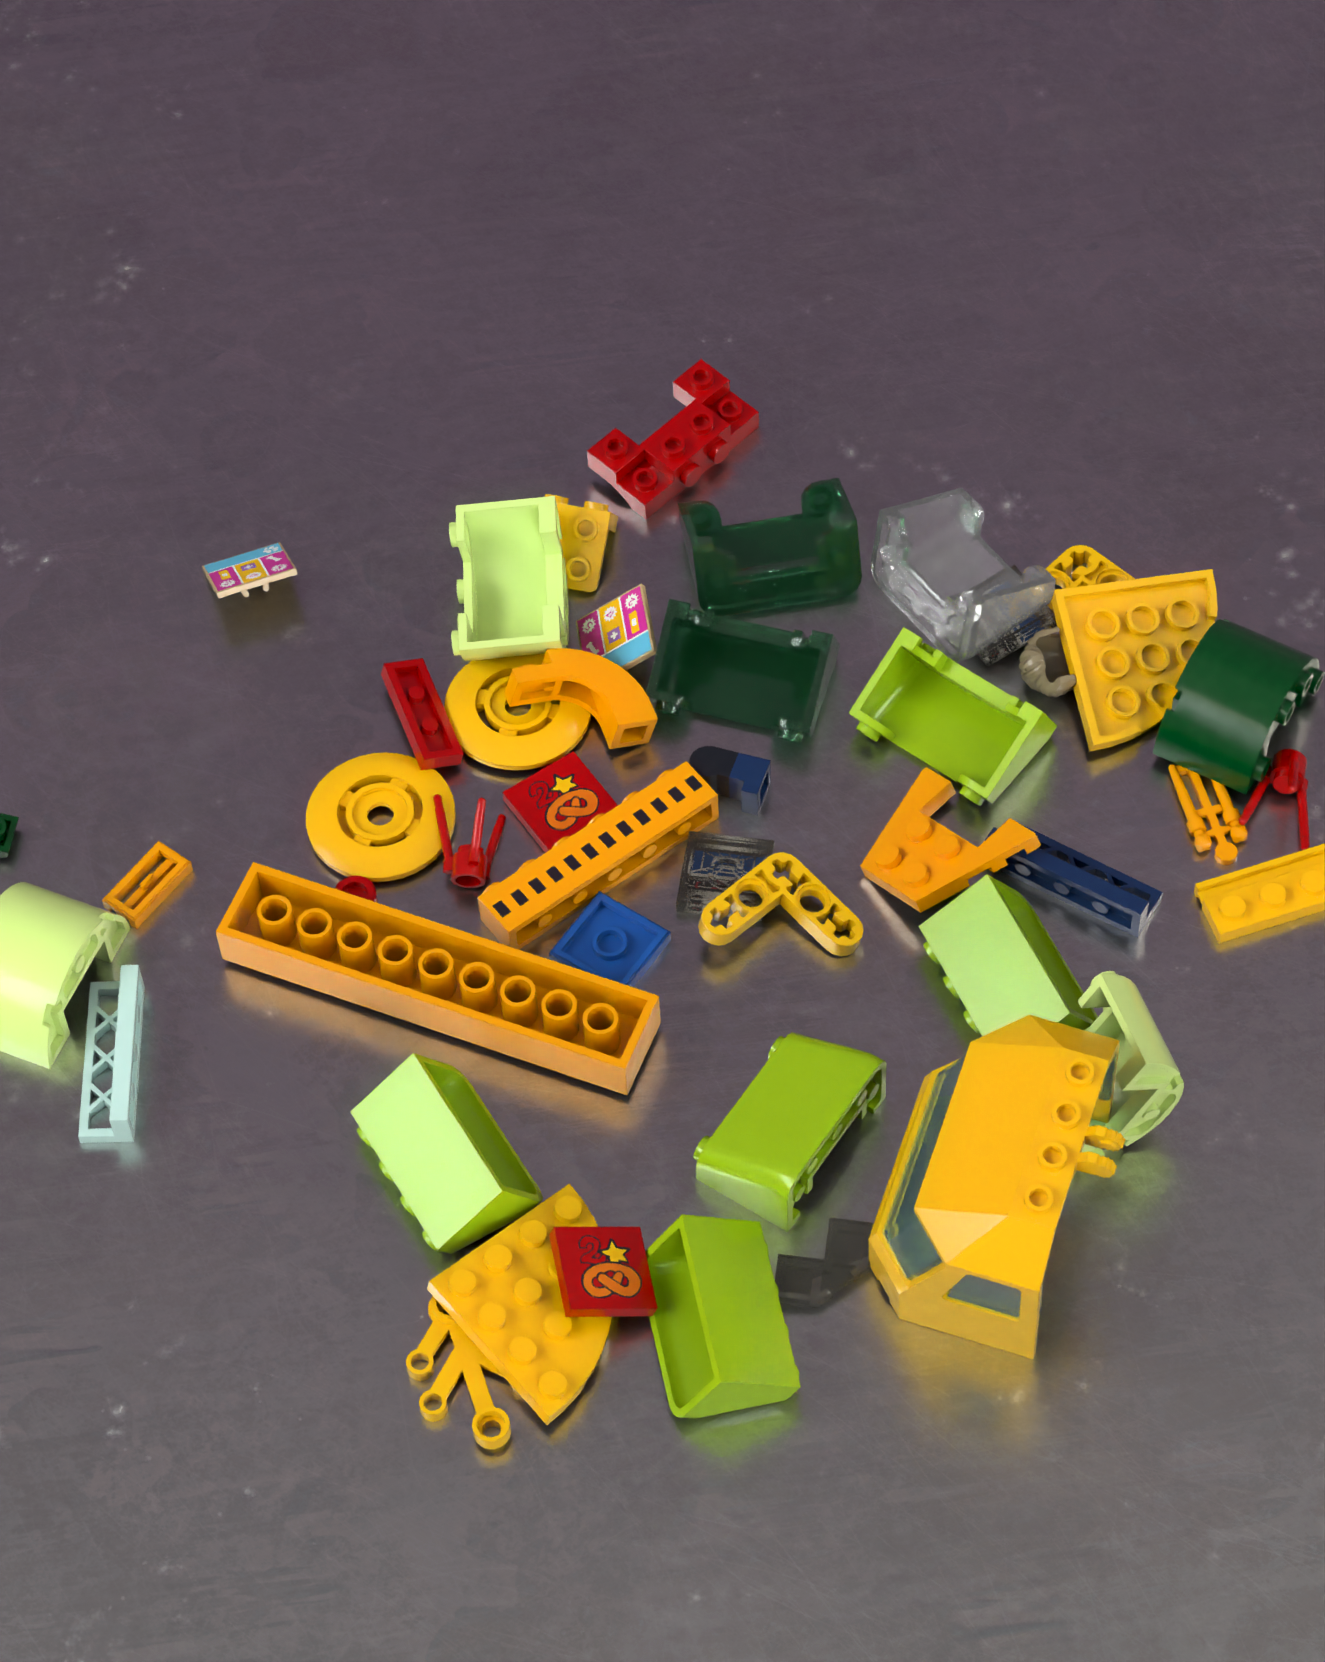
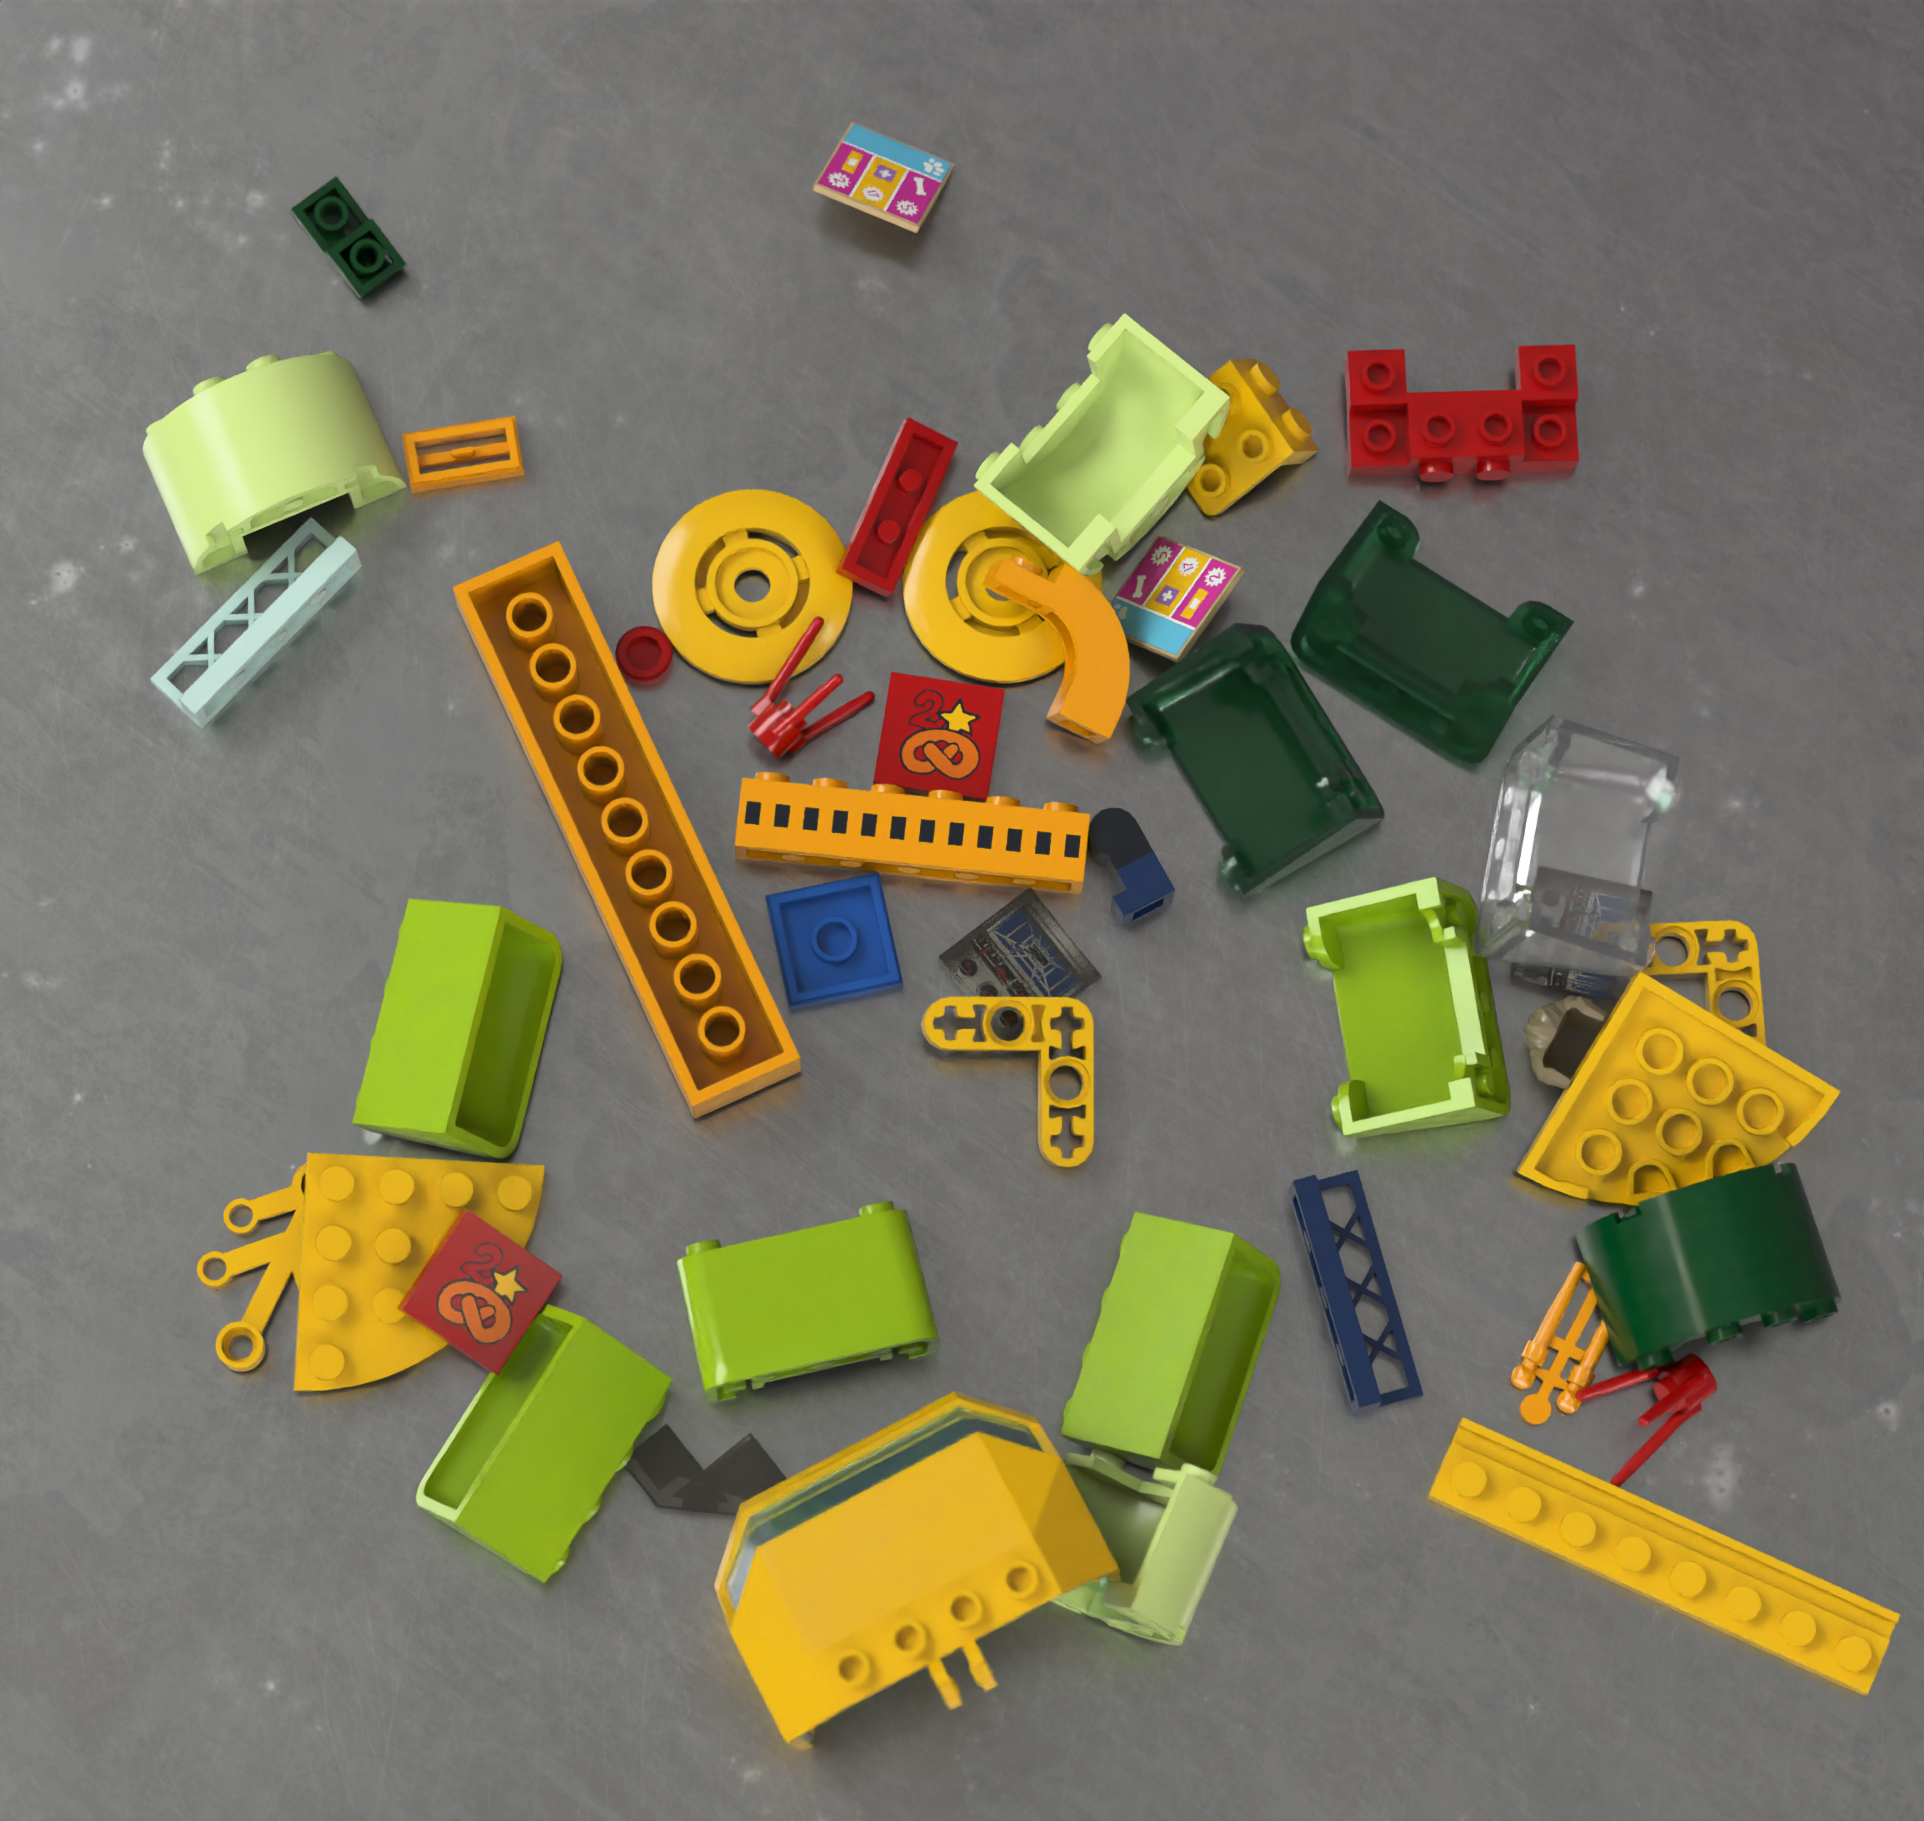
camera: 35 degrees right, 20 degrees up
(929, 862) = (1218, 1138): light orange wing -> none

